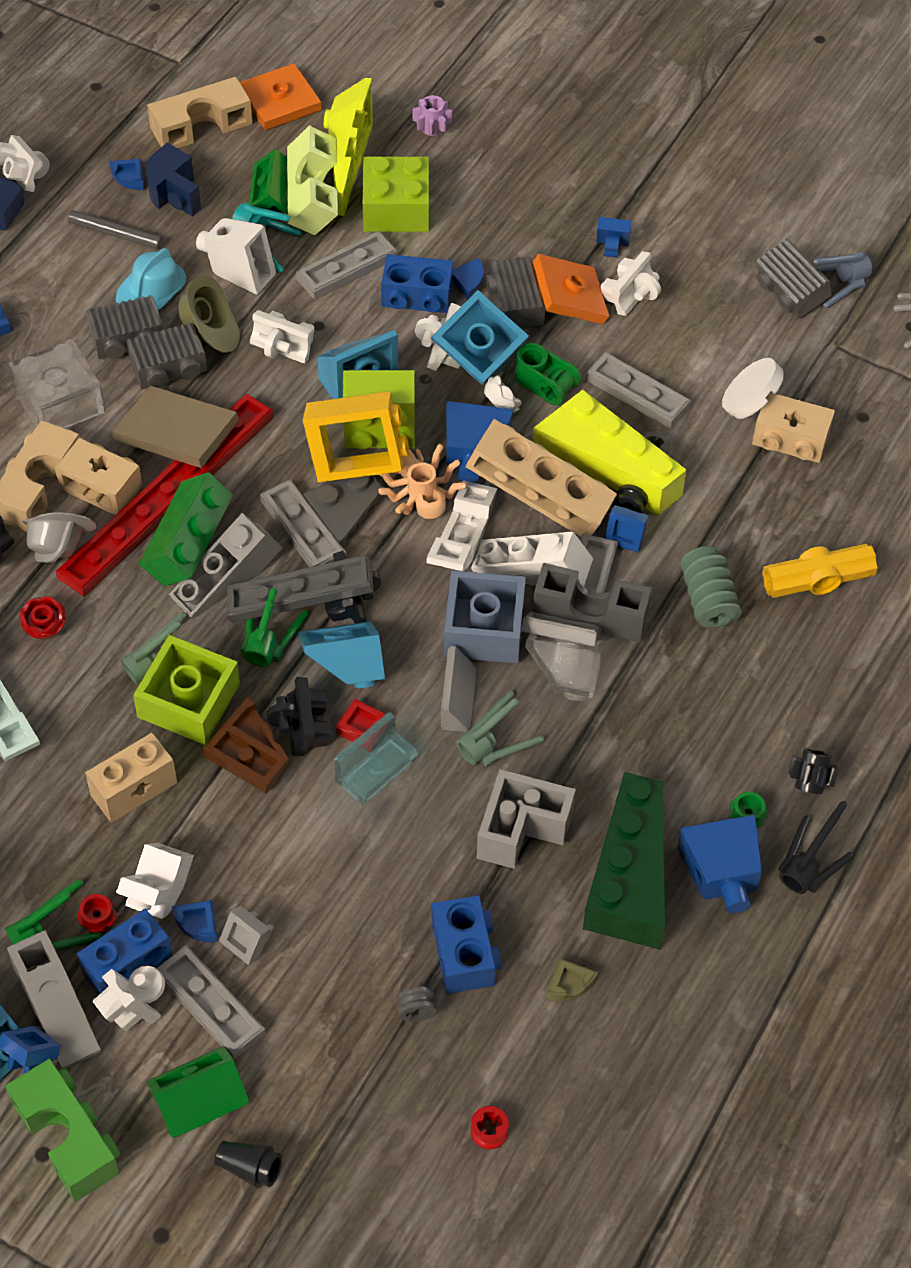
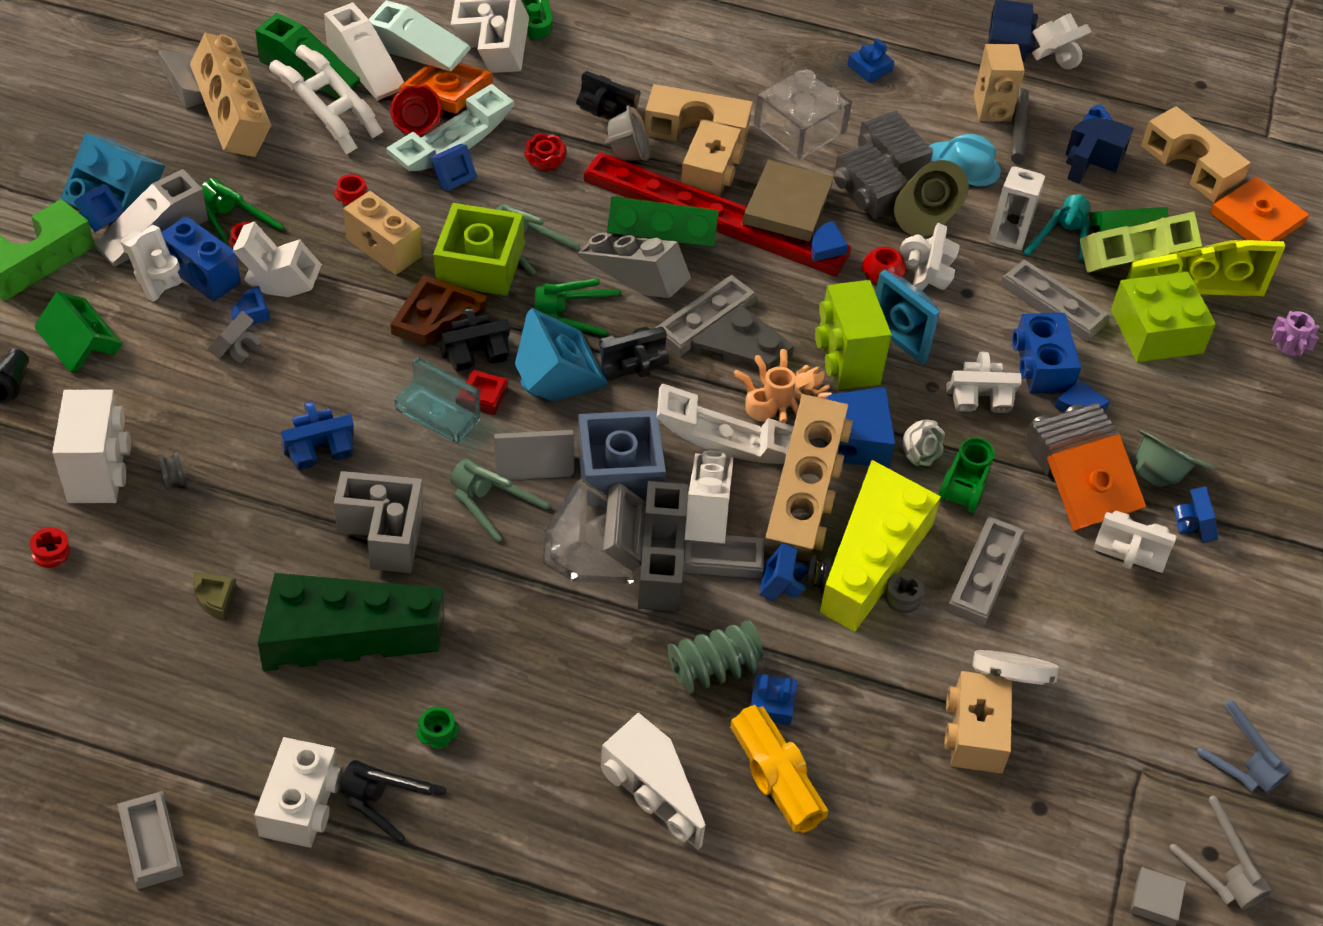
camera: 75 degrees right, 5 degrees down
(46, 703) = (454, 167): none -> blue tile
(46, 796) = (350, 188): none -> red plate
(76, 222) = (998, 82): none -> tan brick
(211, 1002) = (167, 330): light grey tile -> none
(246, 405) = (828, 242): none -> blue tile
(277, 376) = (883, 259): none -> red plate
(301, 588) = (617, 312): dark grey tile -> none
(347, 409) = (795, 282): yellow window -> none
(389, 1066) = (91, 446): none -> white brick
(393, 868) = (316, 430): none -> blue hips
(459, 944) = (238, 495): blue brick -> none
(480, 338) = (977, 401): dark azure slope -> none
(556, 235) = (1163, 463): none -> sand green piece
(723, 859) = (365, 707): blue torso -> none
(747, 562) = (776, 696): none -> blue tile
(792, 279) = (1201, 703): flat silver brick -> none
(807, 922) = (298, 792): none -> white brick
(813, 771) = (492, 779): black gear -> none
(814, 655) = (649, 768): none -> white slope
(834, 1052) = (150, 840): none -> light grey tile

